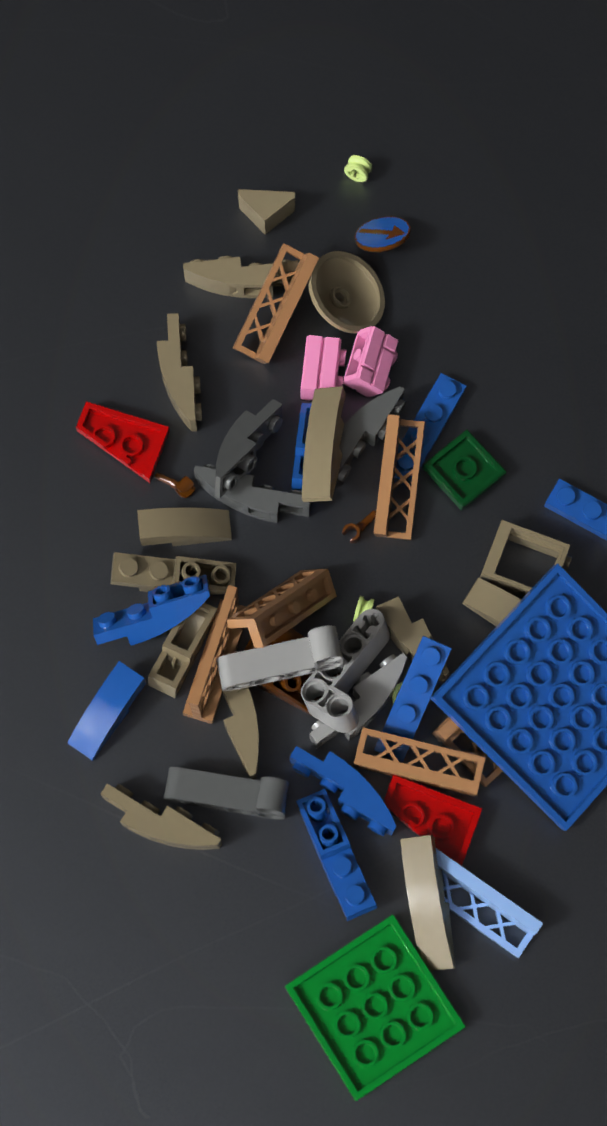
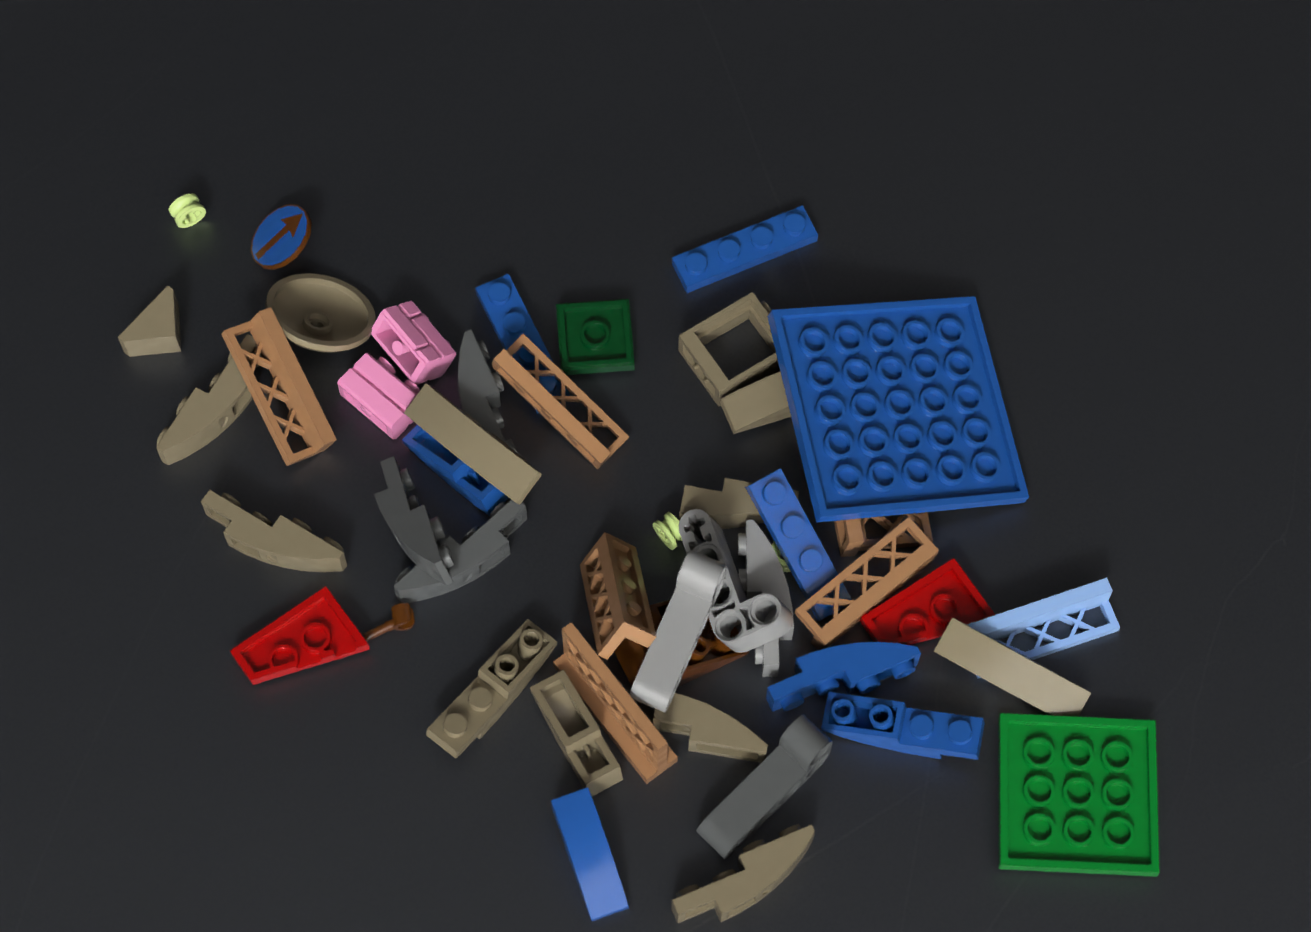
camera: 55 degrees left, 5 degrees down
(164, 610) = (528, 722): blue slope -> none
(183, 526) = (445, 645): dark tan slope -> none
(360, 526) = (577, 474): reddish brown hand -> none

